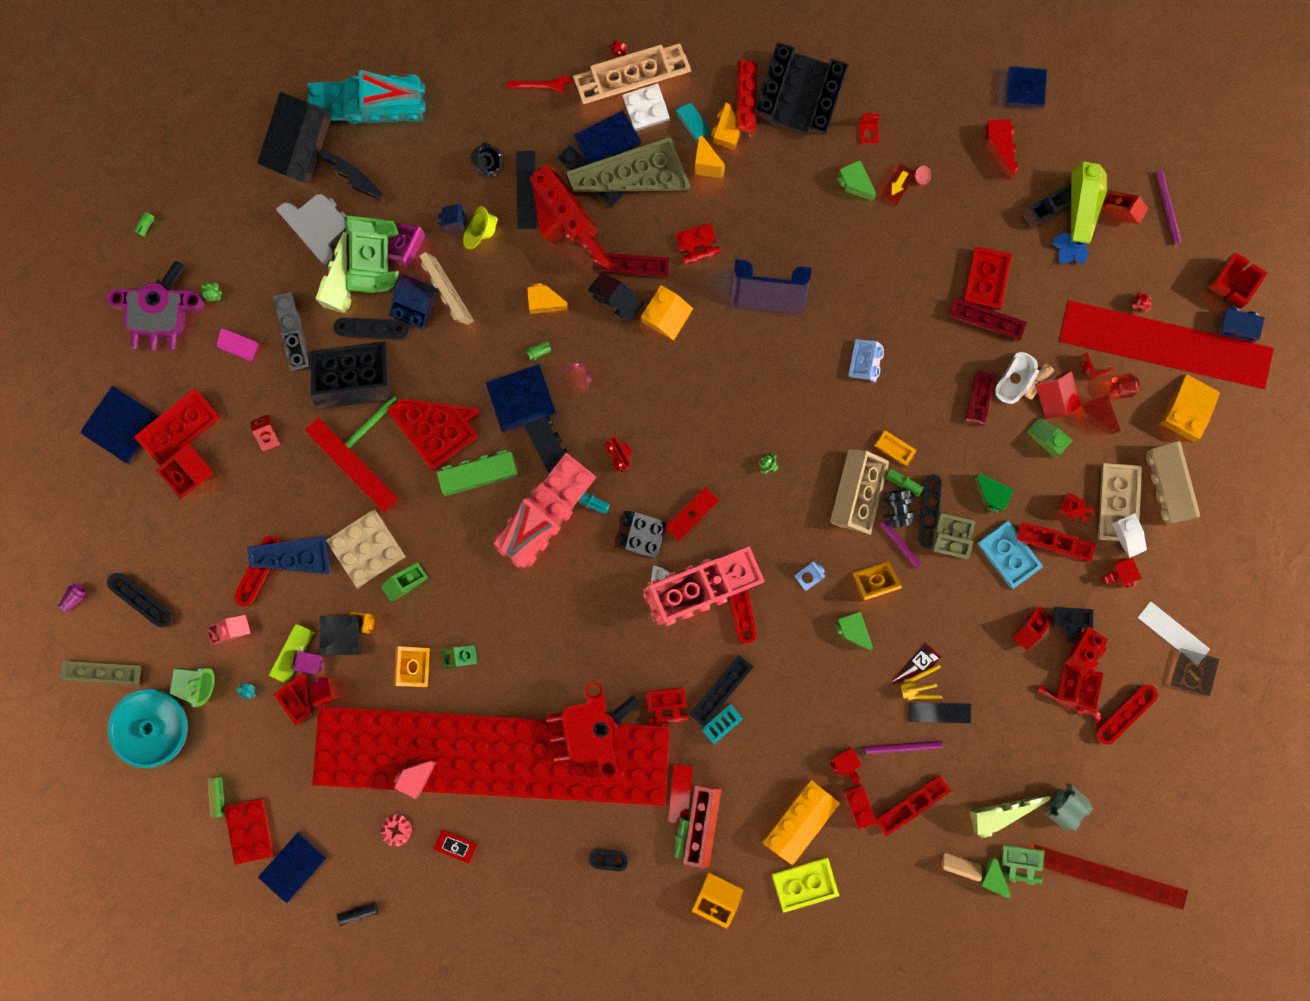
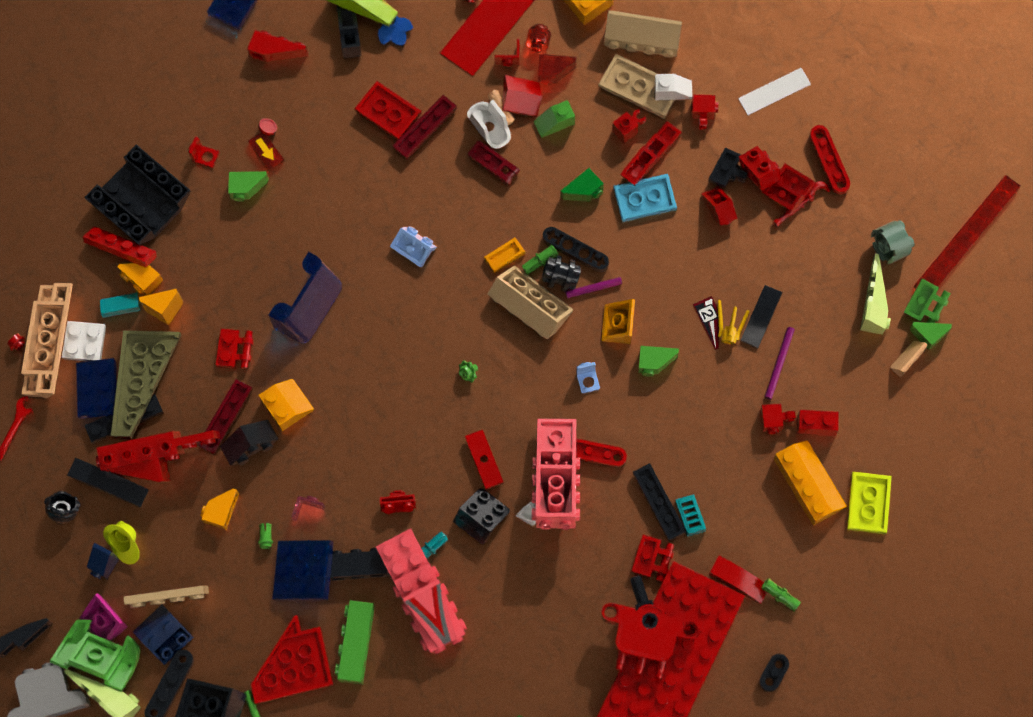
camera: 65 degrees left, 10 degrees down
(702, 826) = (778, 571): red brick -> none
(717, 900) = (852, 586): light orange slope -> none
(913, 805) = (835, 375): red slope -> none
(953, 535) = (606, 237): olive slope -> none
(1194, 672) = (816, 88): clear smoke tile -> none

